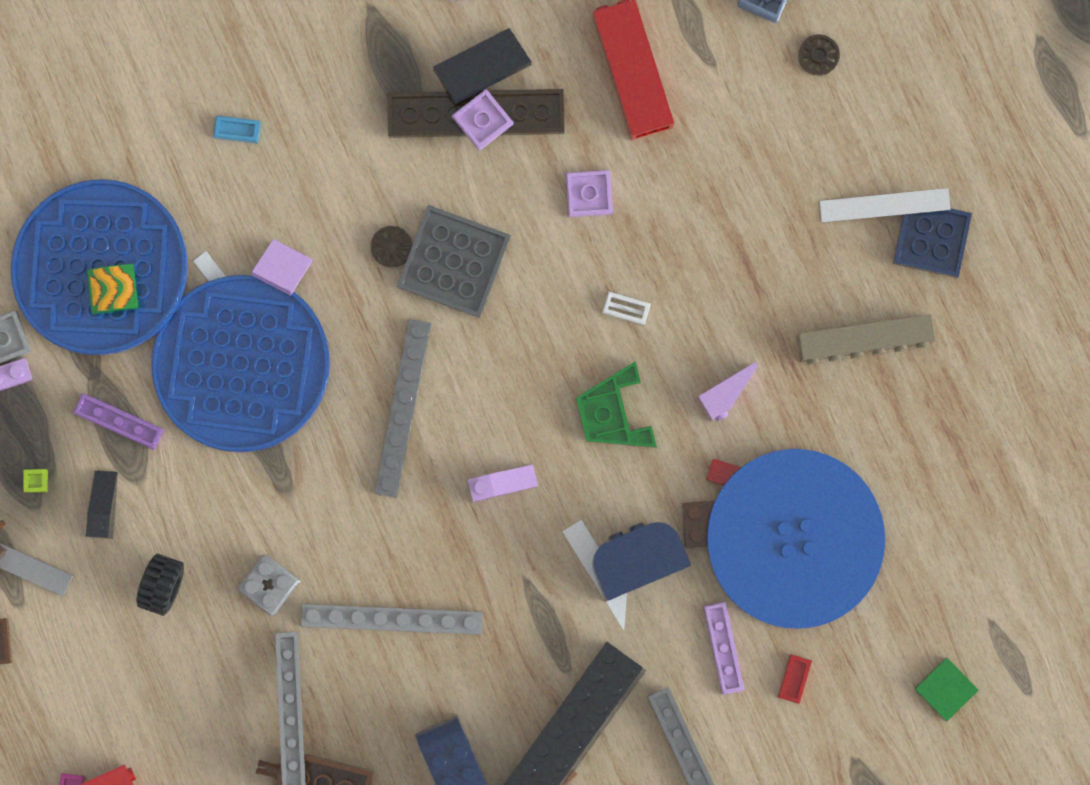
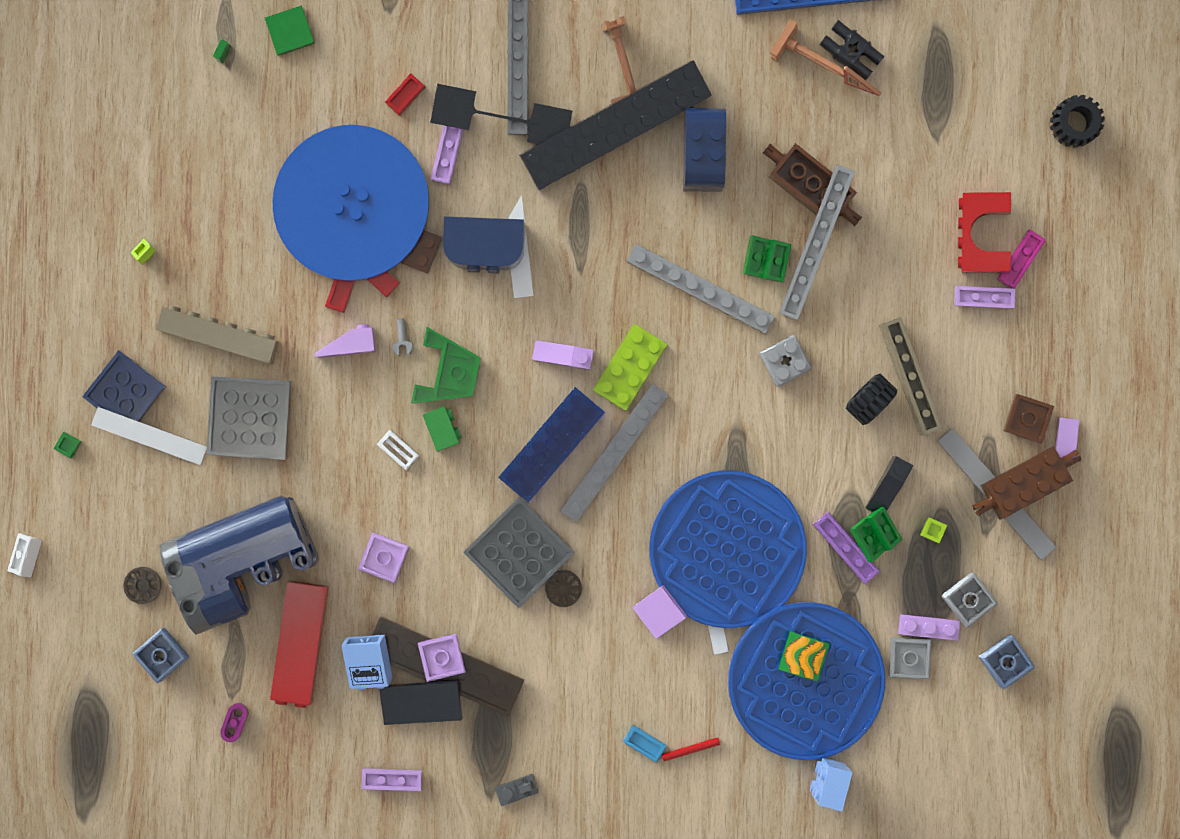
camera: 145 degrees left, 5 degrees up
(27, 173) = (831, 783): none -> light blue brick
(88, 749) = (984, 297): none -> lavender plate
(93, 448) = (876, 534): none -> green slope
(130, 628) = (910, 376): none -> dark tan brick
(185, 146) = (690, 749): none -> red bar
(336, 683) = (766, 259): none -> green slope
(346, 25) = (516, 789): none -> dark grey hinge
(427, 503) = (629, 367): none -> lime plate
(470, 384) = (551, 445): none -> clear blue brick
(555, 80) = (367, 662): none -> light blue brick
(591, 350) = (441, 428): none -> green brick
(675, 422) = (402, 338): none -> light grey bar
(733, 687) = (456, 107): none -> black hinge
(759, 108) = (209, 561): none -> dark blue piece
(761, 438) = (339, 295): none -> red tile
(793, 270) = (248, 417): none -> plate
(951, 30) = (24, 555): none -> white slope
(962, 159) = (67, 445): none -> green tile
(983, 388) = (143, 251): none -> lime plate
(1005, 633) = (222, 51): none -> green tile

